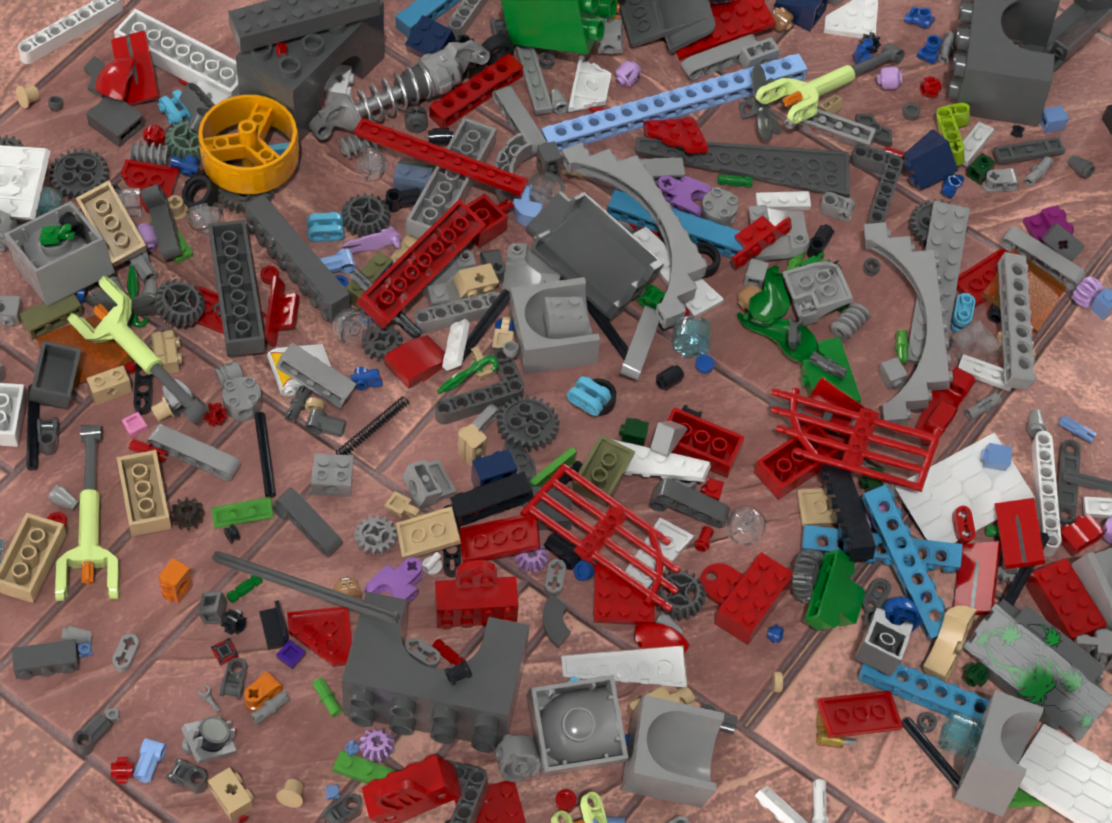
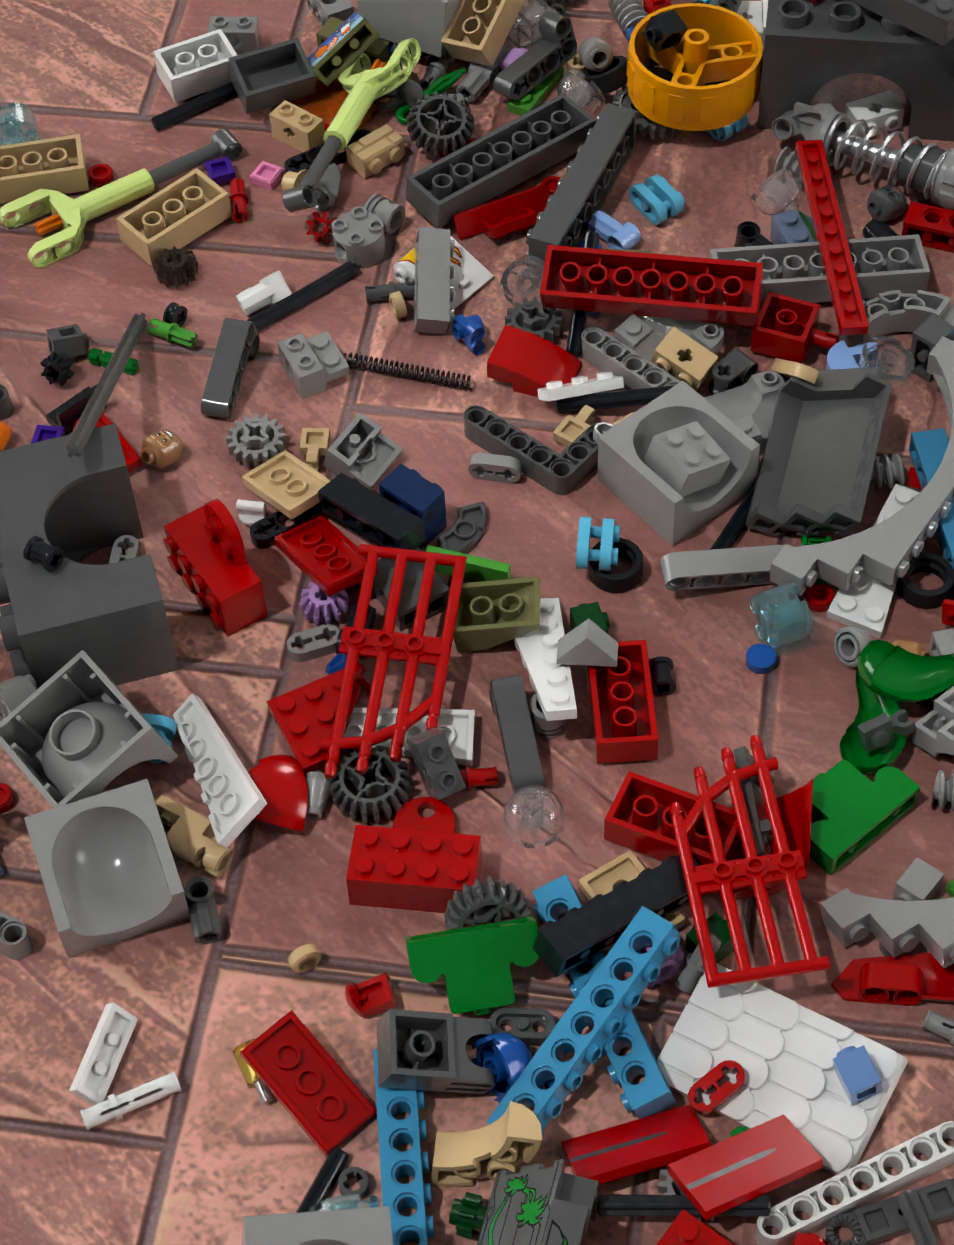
camera: 70 degrees right, 5 degrees down
(48, 432) = (200, 113): dark grey piece -> none
(63, 498) = (131, 159): light grey cone -> none
(65, 319) = (342, 48): none -> olive brick
(112, 448) = (220, 170): none -> dark purple plate
(143, 175) = (599, 21): red plate -> none
(175, 581) = (73, 292): orange brick -> none
(185, 188) = (595, 54): none -> light grey head
(194, 452) = (260, 233): light grey beam -> none
(224, 139) = (664, 30): none -> black brick
(224, 651) = (20, 383): tile -> none
(242, 512) = (204, 306): bright green plate -> none
(246, 541) = (172, 333): none -> bright green axle
(252, 469) = (269, 290): none -> white piece
(320, 422) = (380, 324): dark grey piece -> none
(365, 215) = (703, 225): dark grey gear -> none
(375, 241) = (667, 244): lavender piece -> none
(398, 581) = (202, 484): medium lavender piece -> none
(471, 443) = (440, 462): tan brick -> none
(476, 366) = (560, 419): green piece -> none
(522, 233) = (795, 369): none -> tan beam
(528, 423) = (542, 511): dark grey gear -> none
(553, 621) = (250, 670): dark grey tile -> none
(669, 377) = (704, 626): black brick -> none
(693, 552) = (436, 763): none -> dark grey brick
(713, 488) = (554, 744): red brick -> none
(727, 317) = (849, 643): none -> light grey brick
(776, 633) = (382, 926): blue plate -> none
(819, 659) = (370, 996): none -> red plate
(828, 365) = (854, 789): dark grey pin -> none

